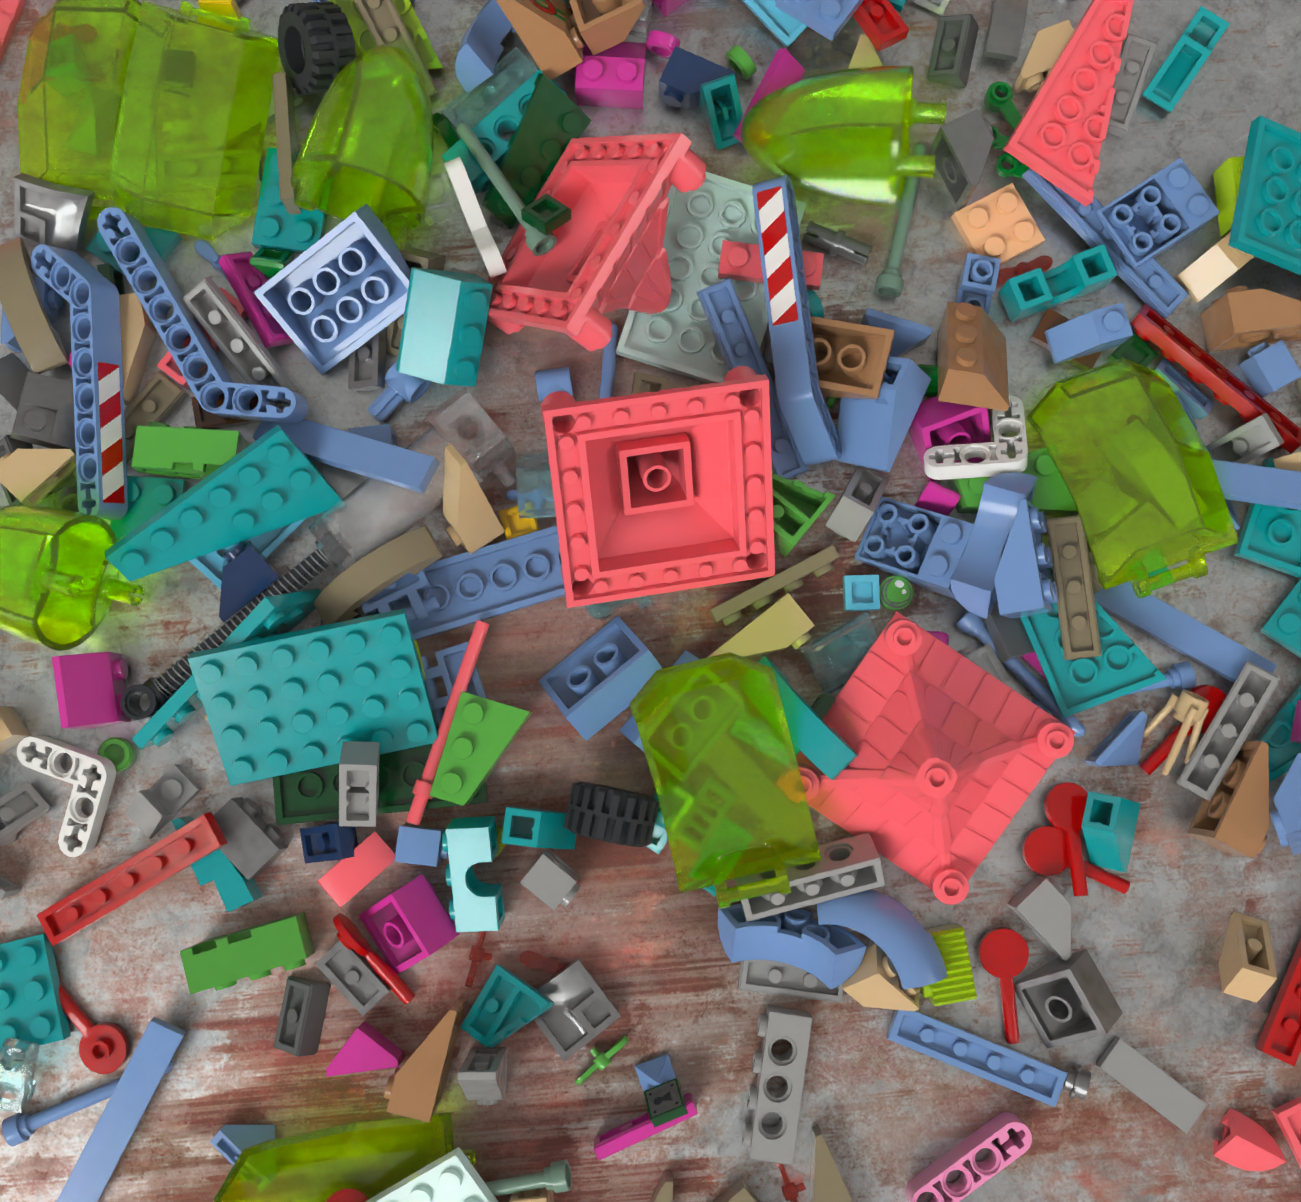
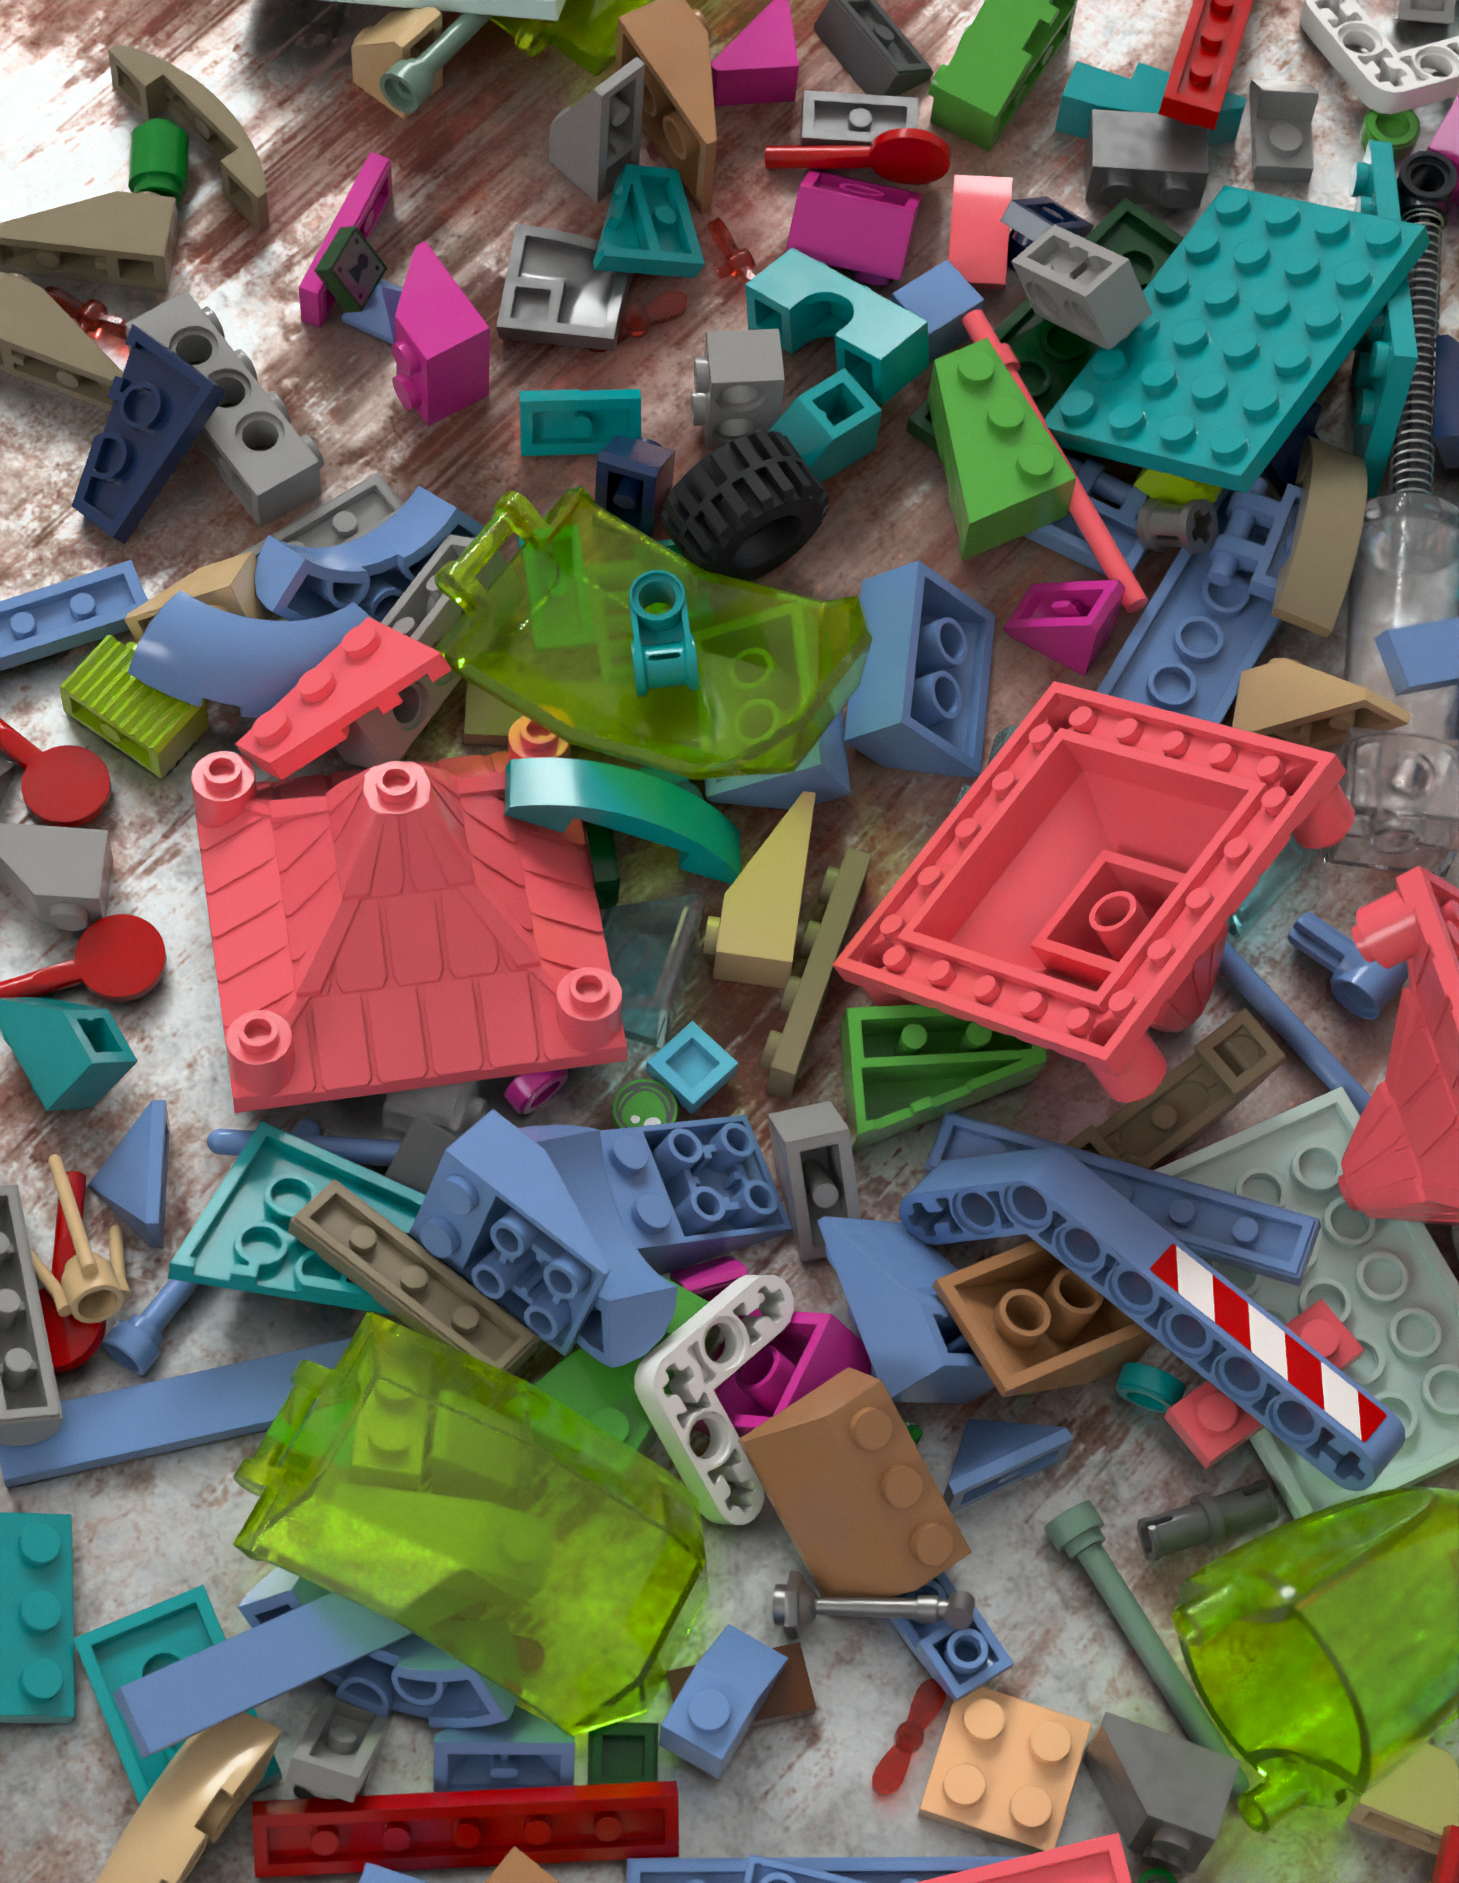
camera: 130 degrees right, 20 degrees down
(430, 639) = (1184, 526): none -> flat silver bush
(515, 648) = (1068, 620): none -> dark pink slope
(601, 1059) = (469, 270): bright green piece -> none
(630, 932) = (576, 420): none -> teal plate
(636, 879) = (634, 481): none -> dark blue slope
(664, 1029) = (438, 342): none -> dark pink slope
(715, 776) = (661, 643): none -> teal piece
(829, 1096) = (151, 426): none -> dark blue wing
(874, 877) = (348, 683): none -> coral wing
(1023, 347) = (797, 1606): none -> flat silver piece
(1043, 290) = (840, 1737): teal arch -> none
(1065, 811) = (145, 1017): red piece -> none

